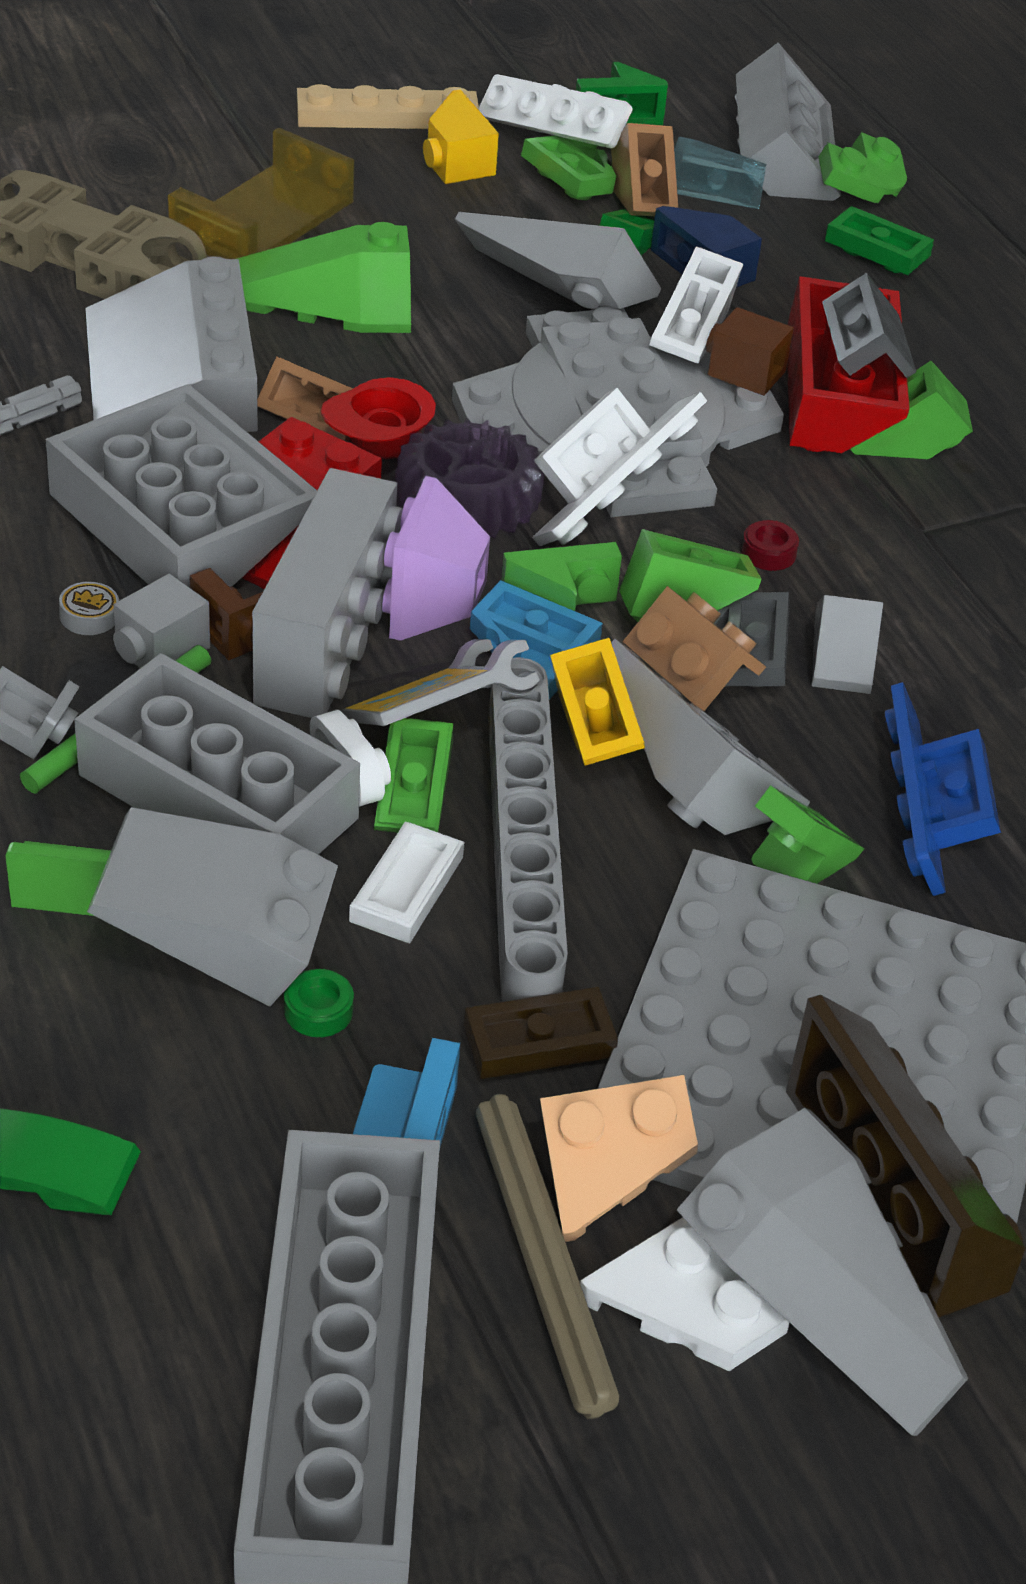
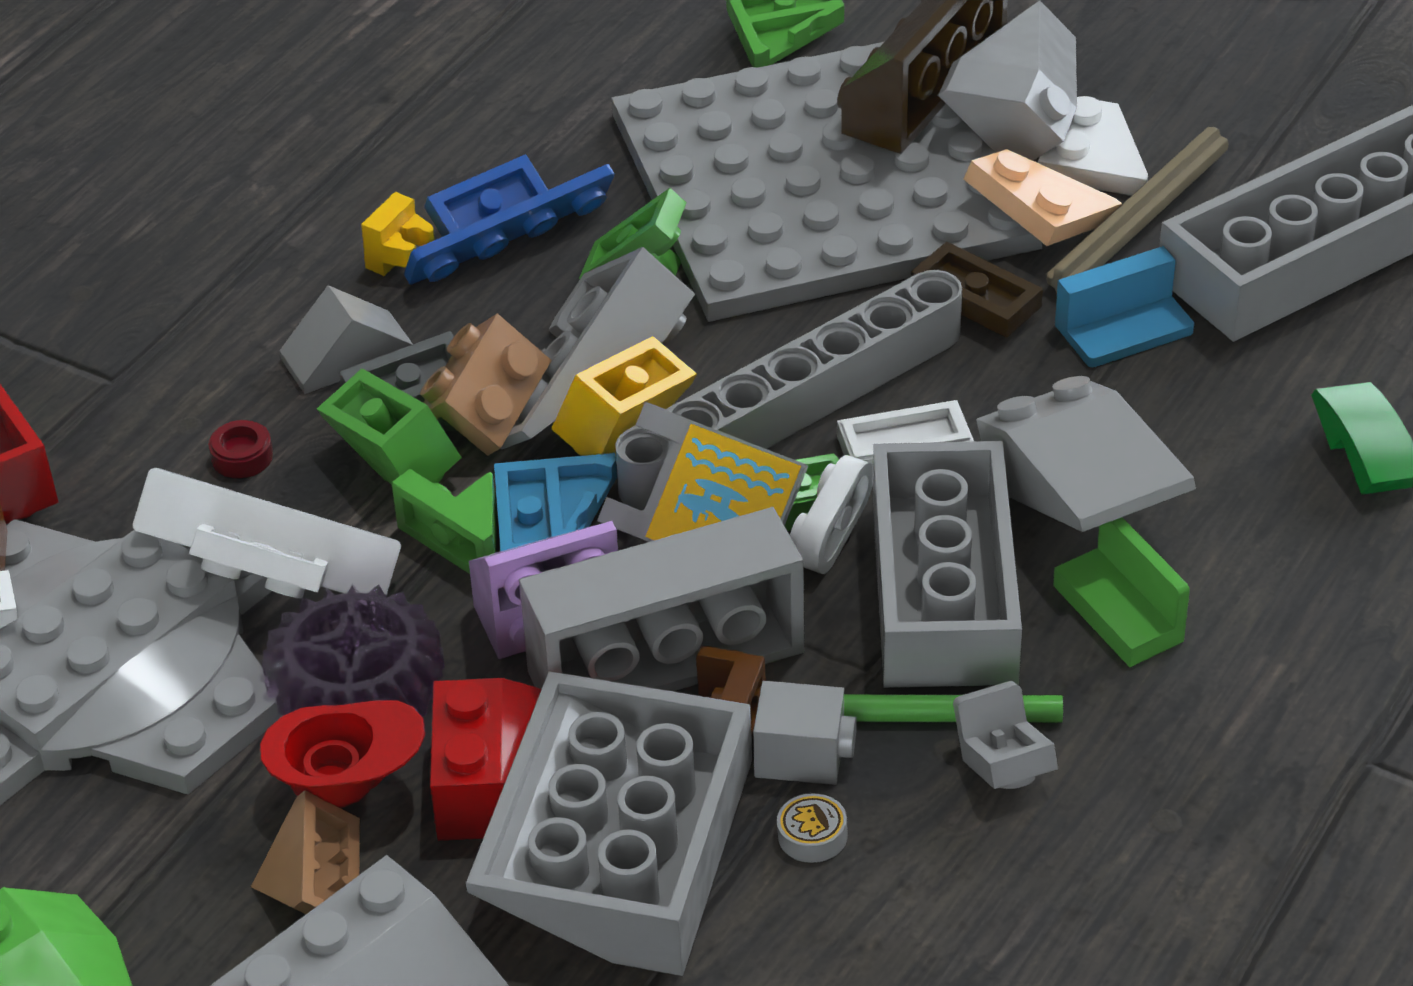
camera: 120 degrees left, 0 degrees up
(958, 707) = (393, 234): none -> yellow tile

